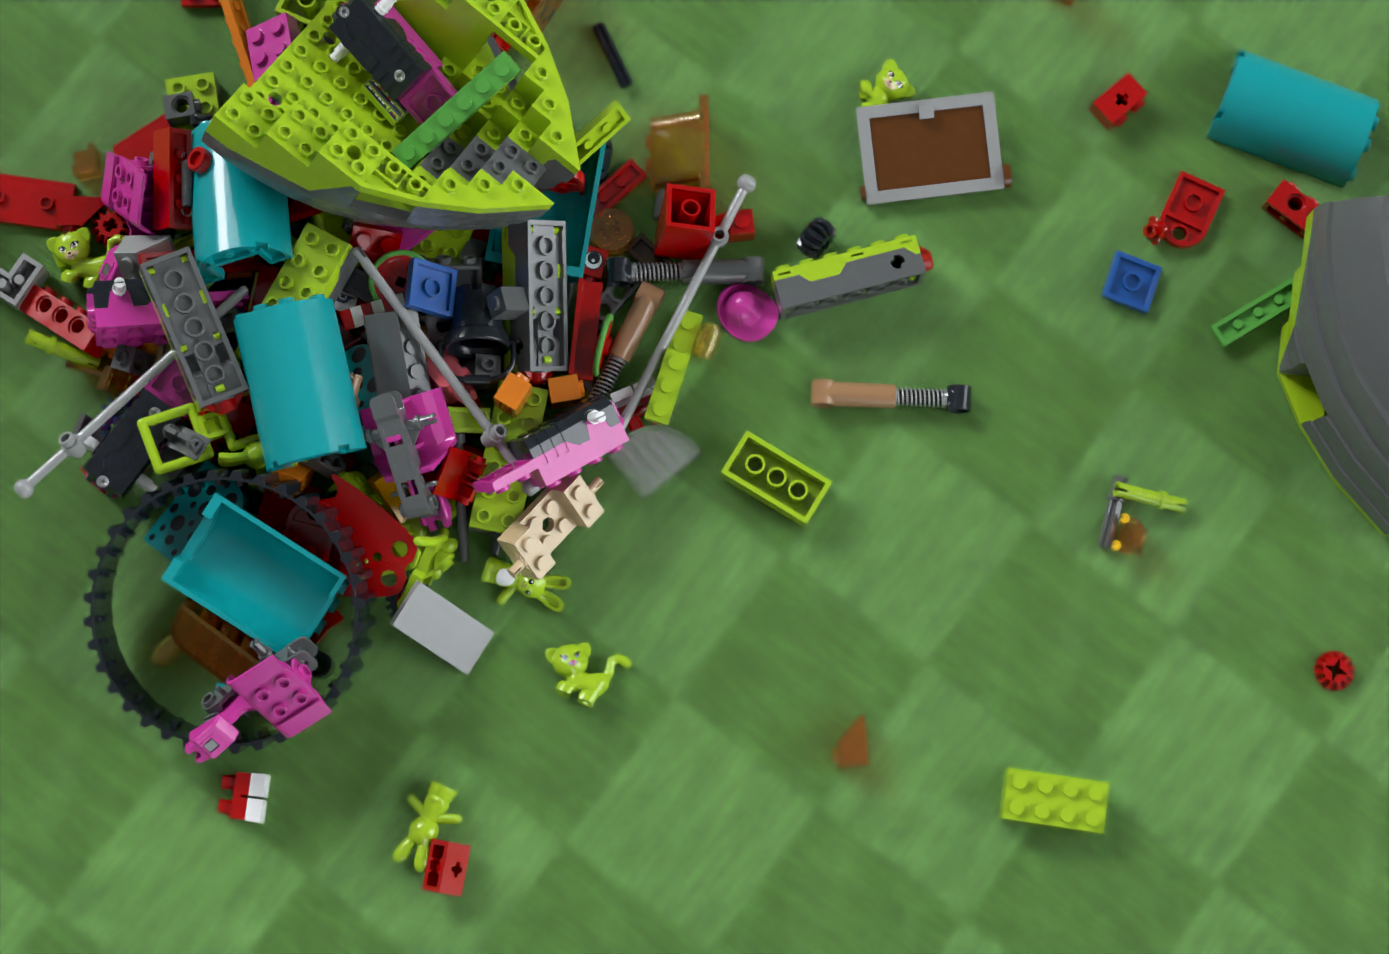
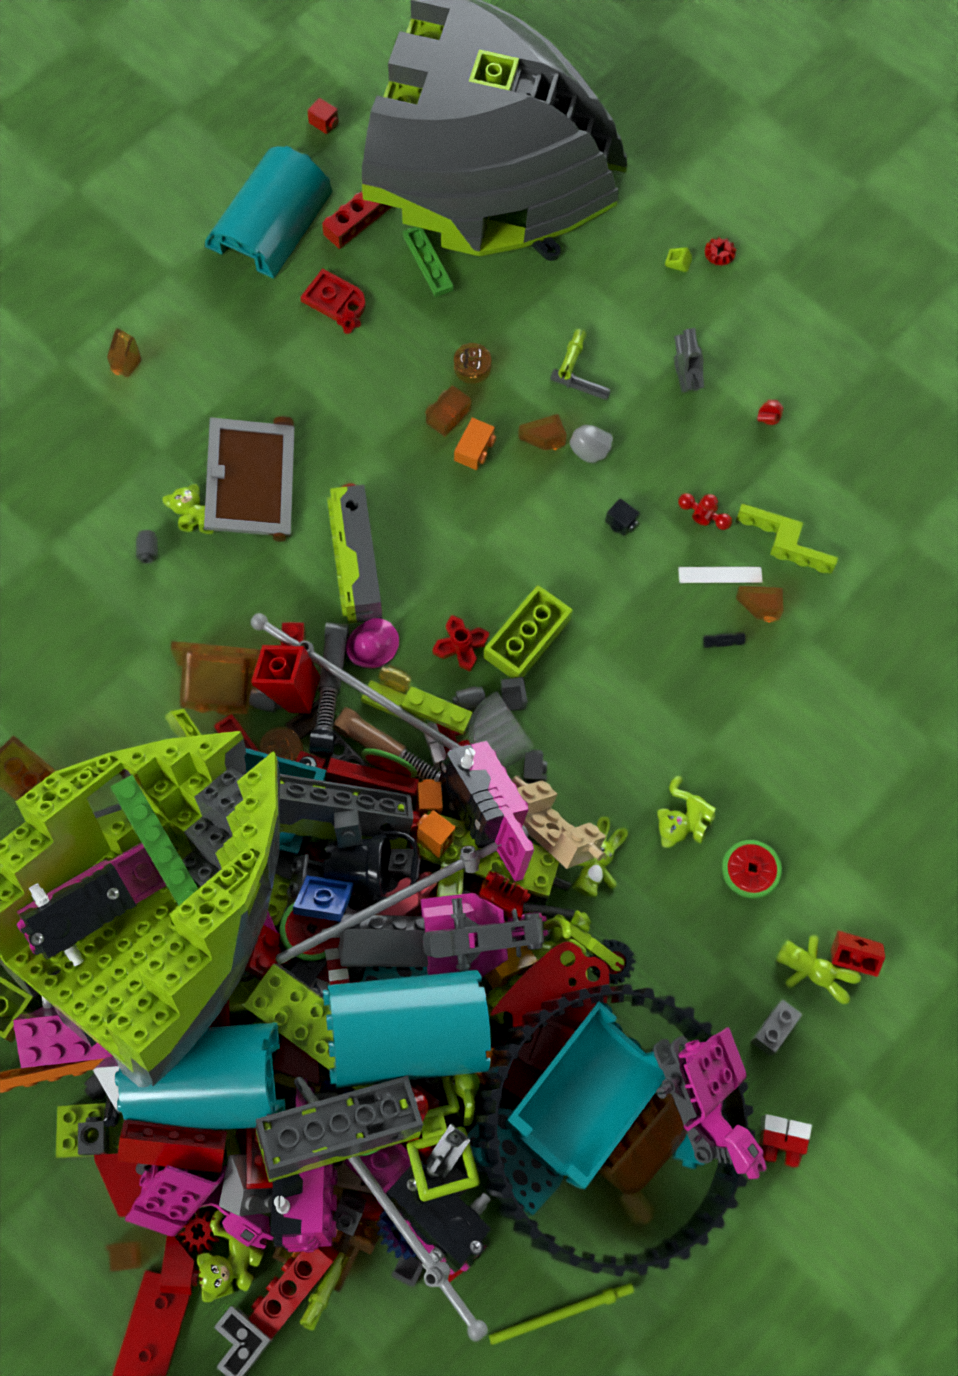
camera: 85 degrees left, 10 degrees down
(80, 629) = (607, 1296): none -> lime bar
(186, 185) = (181, 1127): dark grey piece -> none
(199, 159) = (160, 1108): red tile -> none
(359, 783) = (776, 1027): none -> light grey brick
(392, 111) = (130, 920): tile -> none
(441, 627) = (639, 933): light grey tile -> none
(516, 746) = (754, 854): none -> red wheel
(612, 55) = (111, 731): black axle -> none
(620, 503) = (534, 767): none -> dark grey brick
(692, 423) = (469, 697): none -> dark grey brick
(704, 473) = (514, 693): none -> dark grey panel
(764, 419) = (461, 642): none -> red plant
(801, 705) = (722, 640): none -> black axle
(816, 237) = (315, 576): black gear -> none
(829, 393) = (463, 538): piece -> none
(830, 52) = (146, 546): none -> dark grey brick
(885, 697) = (720, 575): none -> white sticker
(937, 770) = (786, 539): none -> lime bracket
(938, 575) = (622, 518): none -> black brick
(961, 672) = (705, 510): none -> red piece
(1012, 396) = (474, 444): none -> orange brick
(1033, 531) = (591, 443): none -> light grey hair
(1038, 476) = (544, 433): none -> clear orange slope
(1052, 359) = (448, 410): none -> clear orange brick
(1054, 801) = (816, 456): lime brick -> none
(1107, 743) = (770, 412): none -> red piece
(1121, 381) = (472, 363): none -> clear orange head
(1124, 90) = (233, 332): red brick -> none
(1131, 282) = (389, 345): blue plate -> none
(1133, 536) = (603, 372): clear orange piece -> none
(1156, 635) = (689, 361): none -> dark grey connector
(1298, 451) = (542, 248): none -> black beam
(1313, 620) = (679, 259): none -> lime slope

